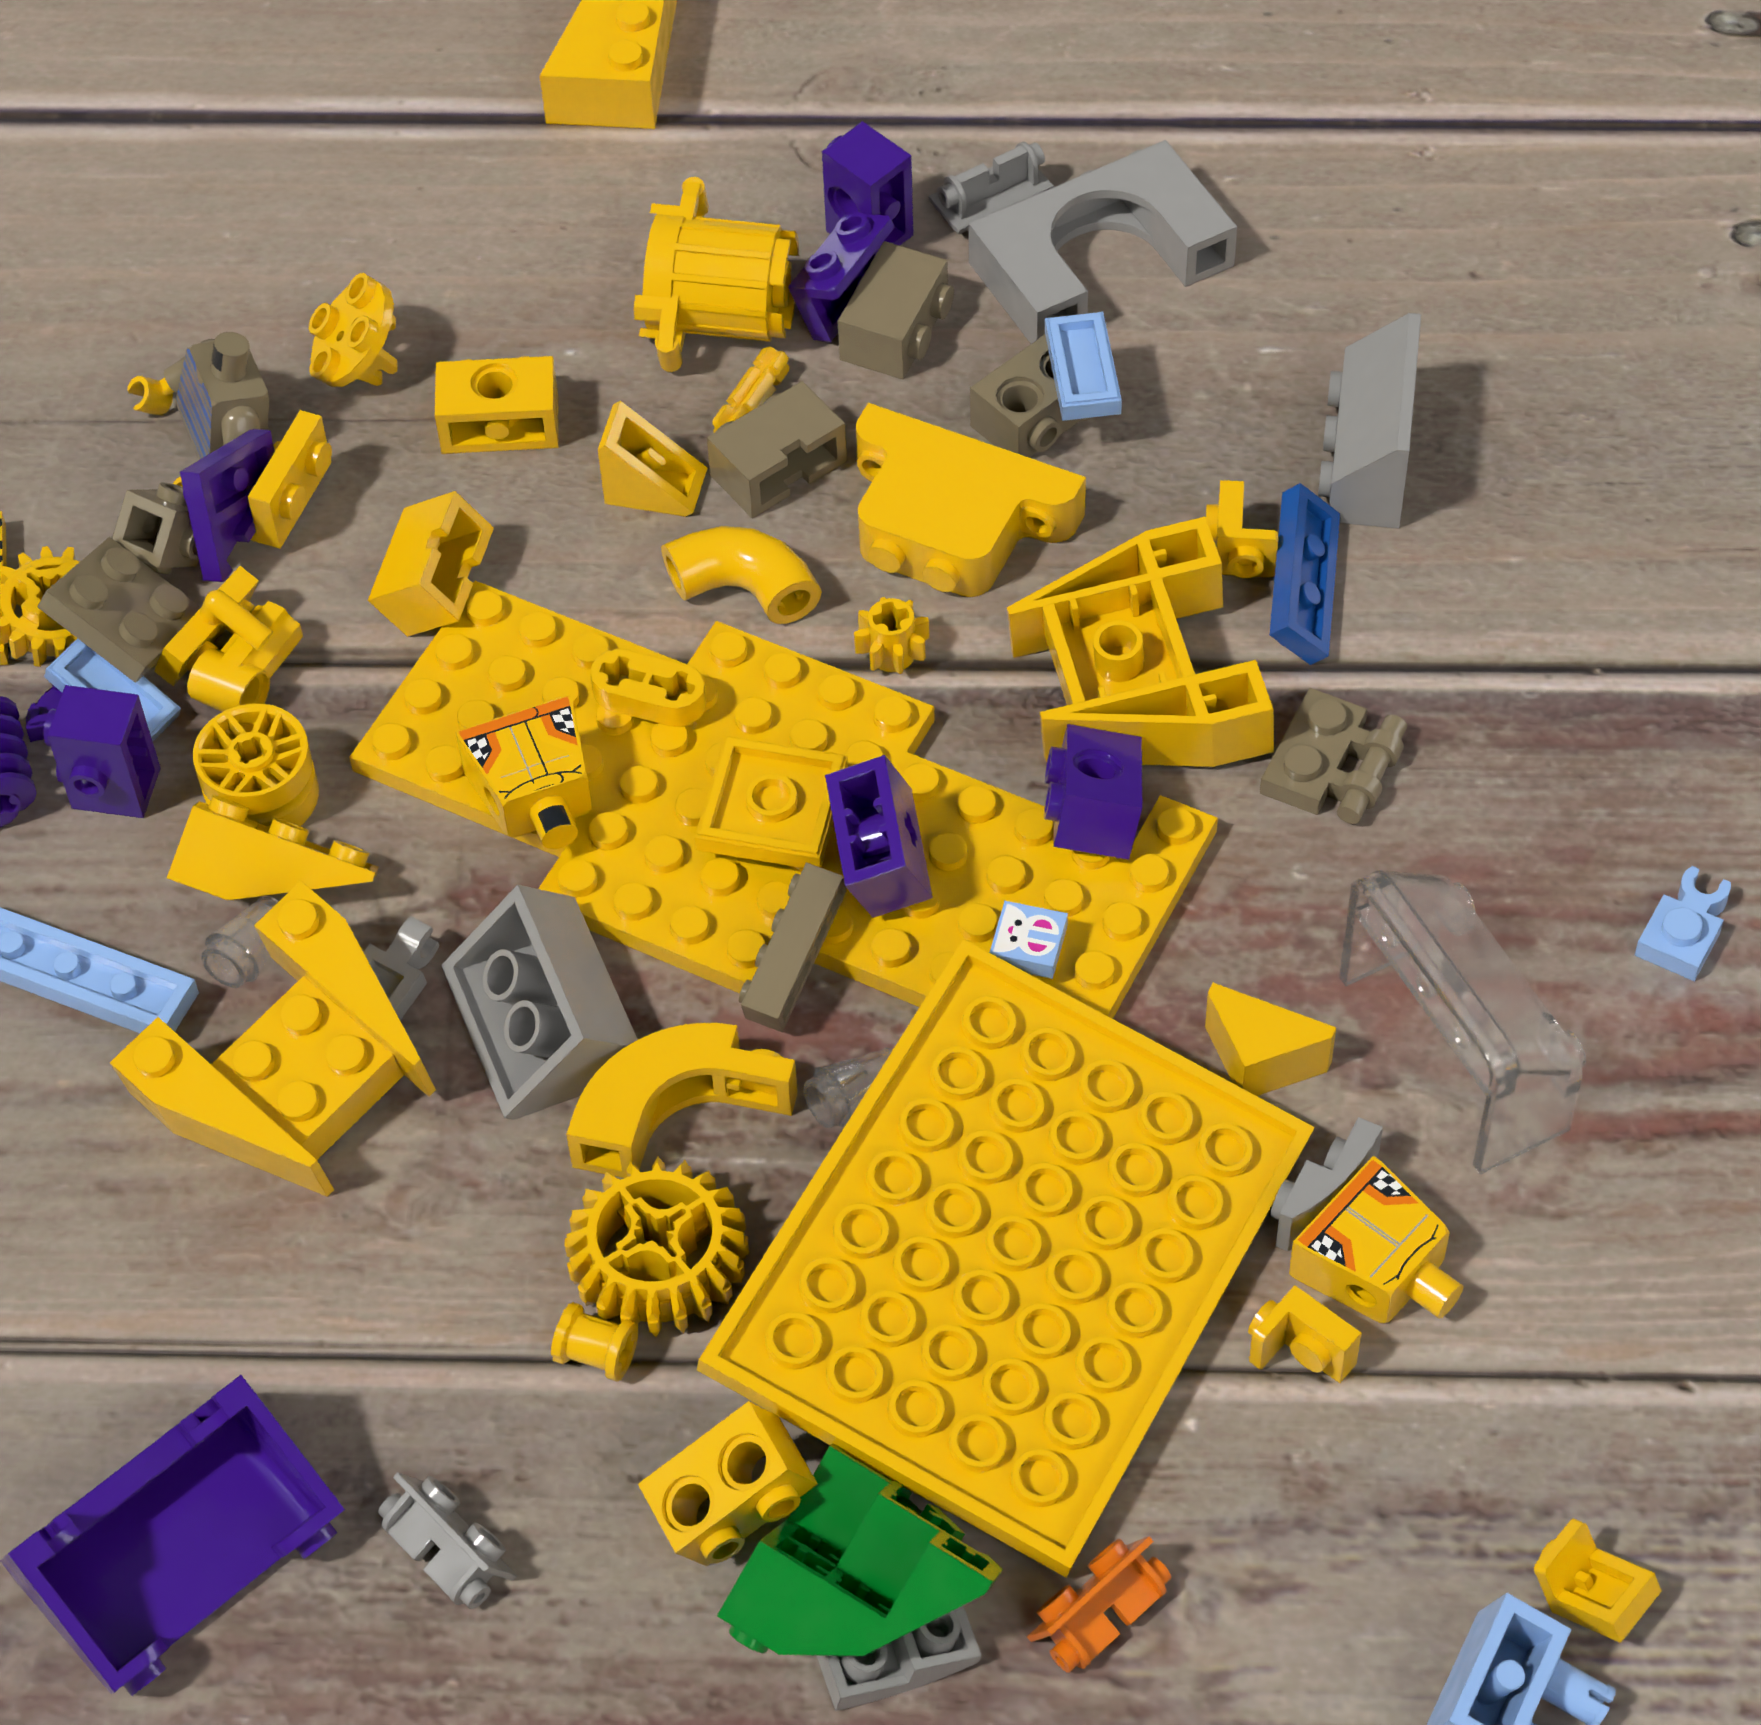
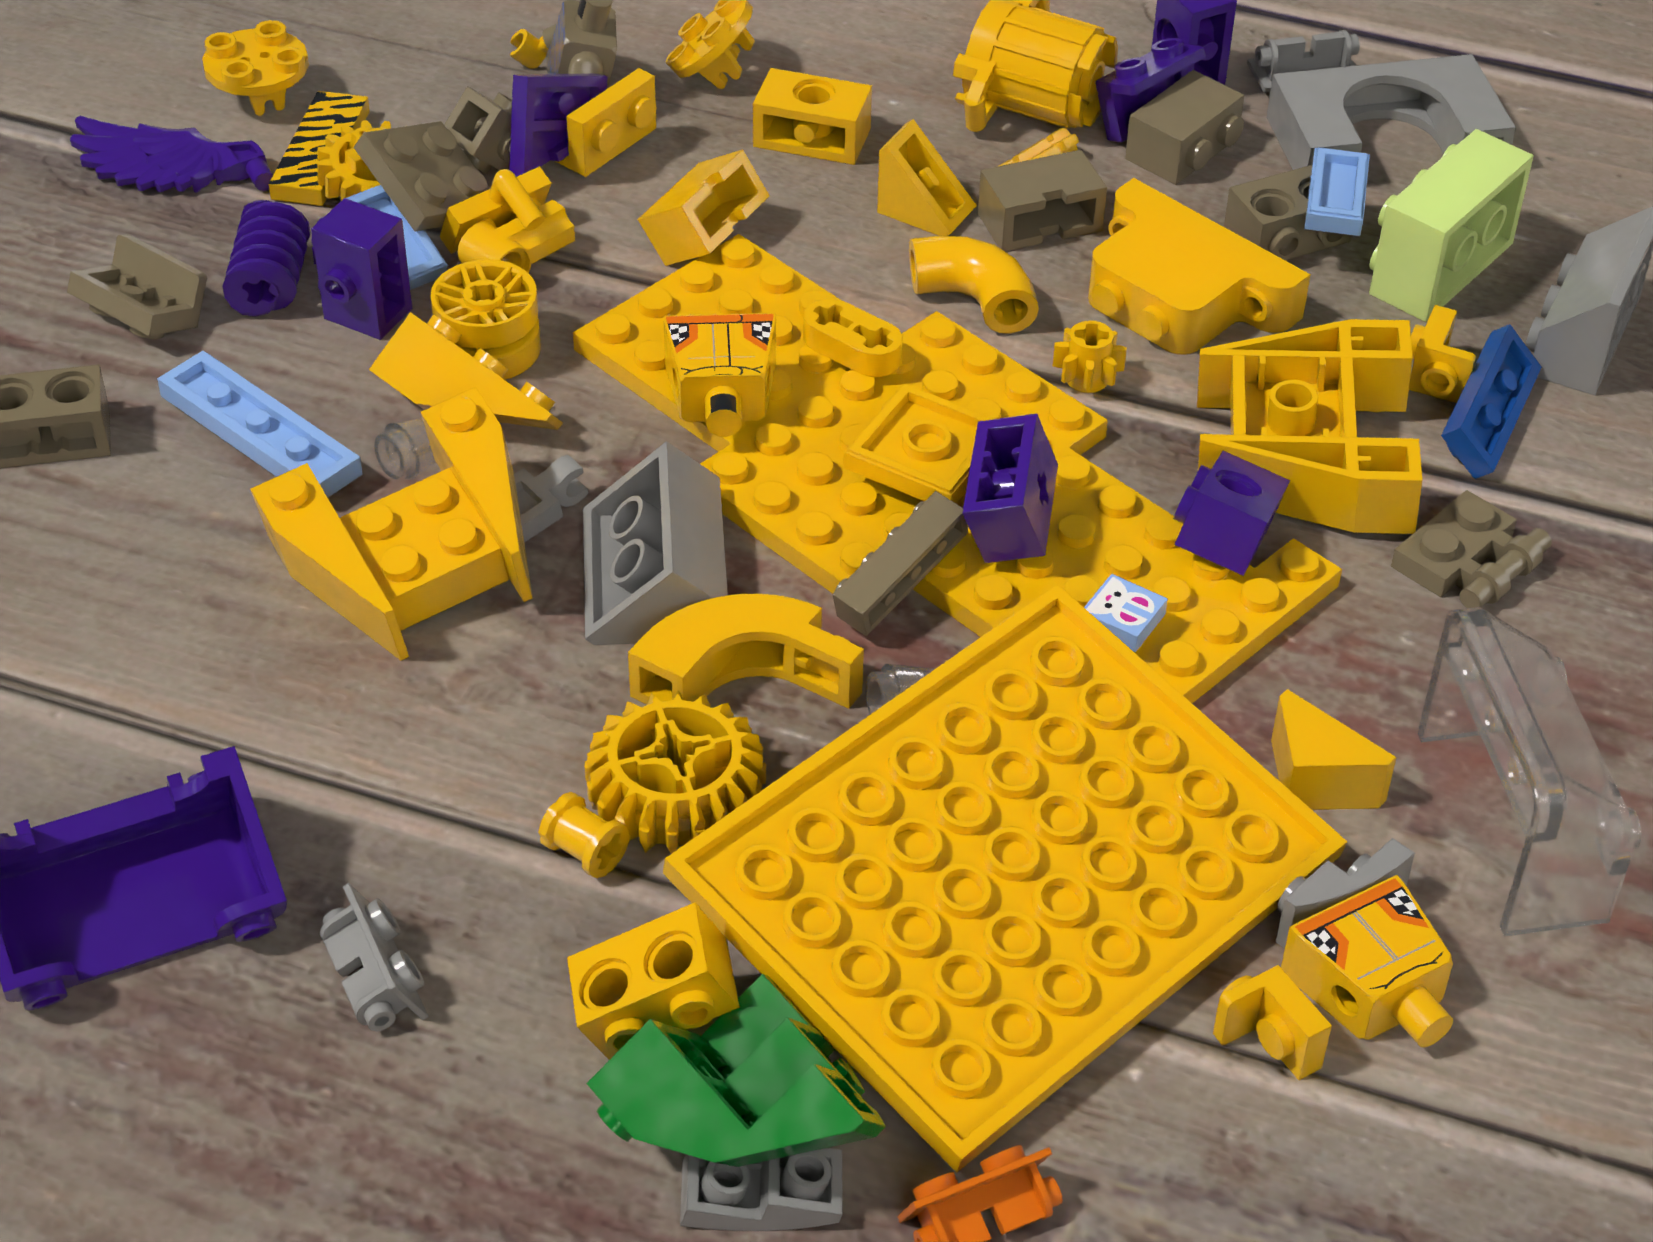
camera: 15 degrees right, 10 degrees down
(1204, 372) = (1449, 224): none -> yellowish green brick

